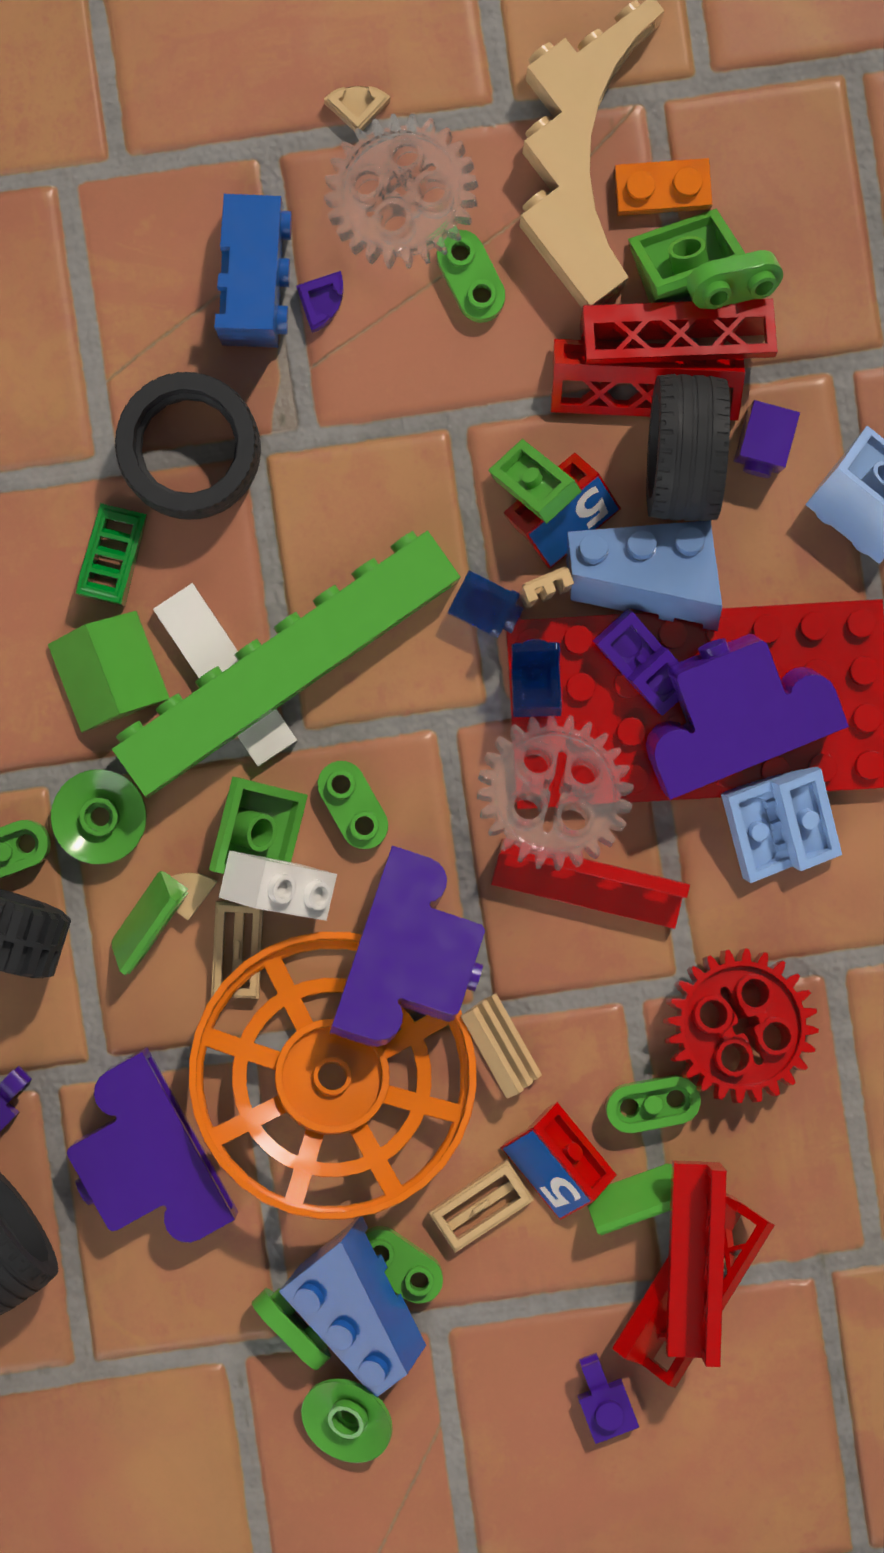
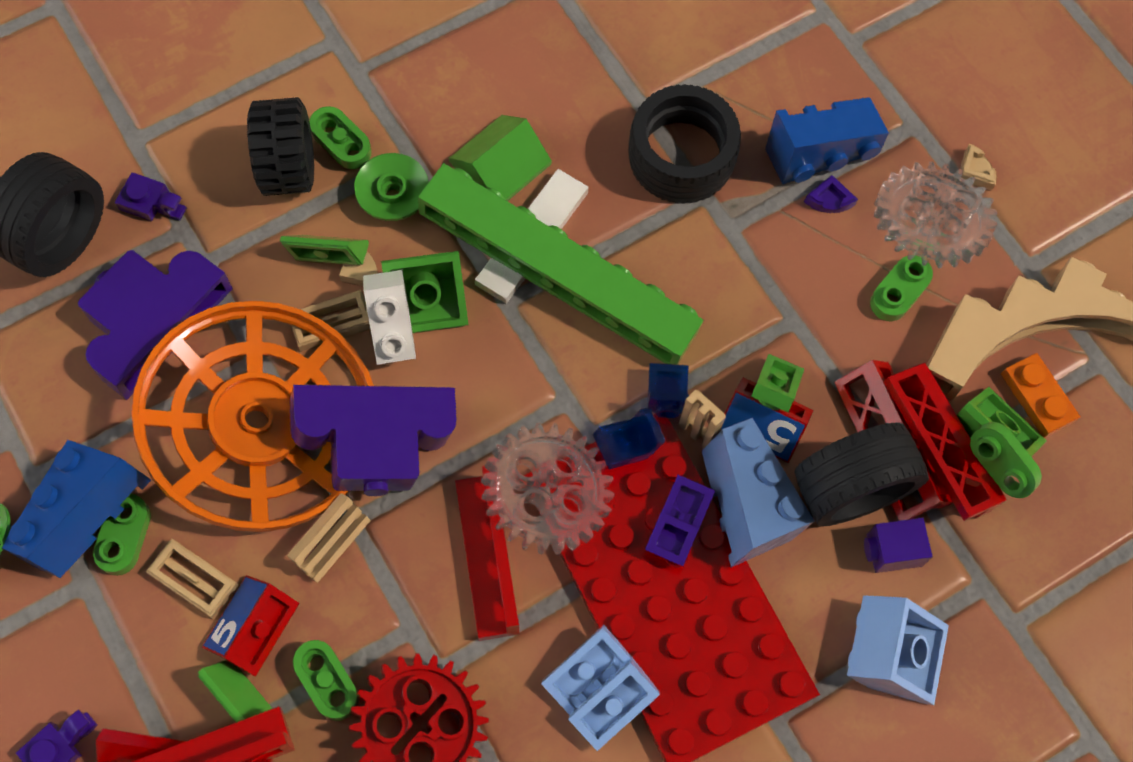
camera: 65 degrees right, 20 degrees down
(85, 583) = (573, 142): green slope -> none
(291, 1328) = (38, 465): bright green plate -> none
(353, 804) = (476, 357): bright green plate -> none
(738, 714) = (673, 603): dark purple brick -> none

